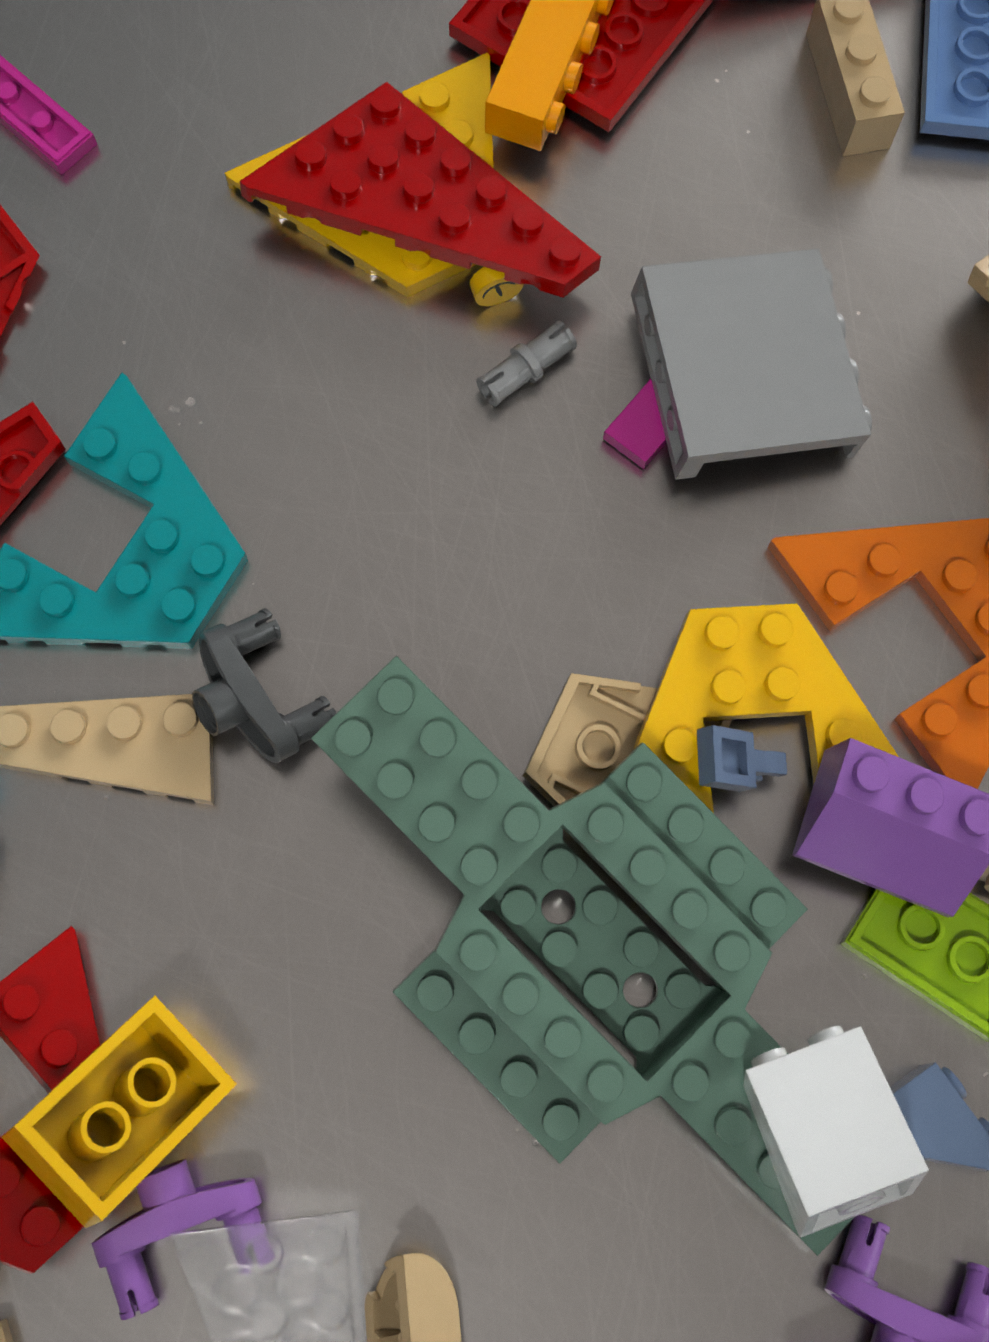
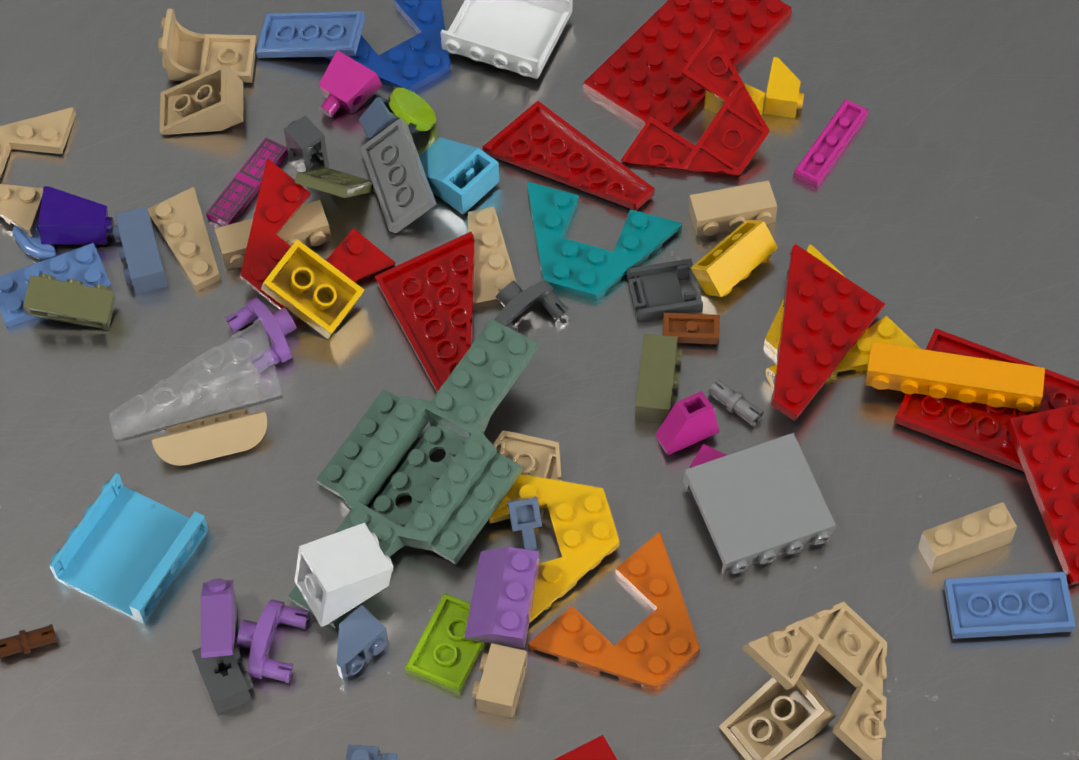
camera: 85 degrees right, 15 degrees down
(116, 279) = (731, 207): none -> tan brick
(200, 862) = (435, 304): none -> red wing
(232, 294) = (734, 258): none -> yellow brick
(258, 445) = (658, 291): none -> dark grey container
(357, 403) = (692, 327): none -> dark orange plate
(455, 479) = (657, 378): none -> olive brick
(570, 445) = (687, 423): none -> dark pink slope

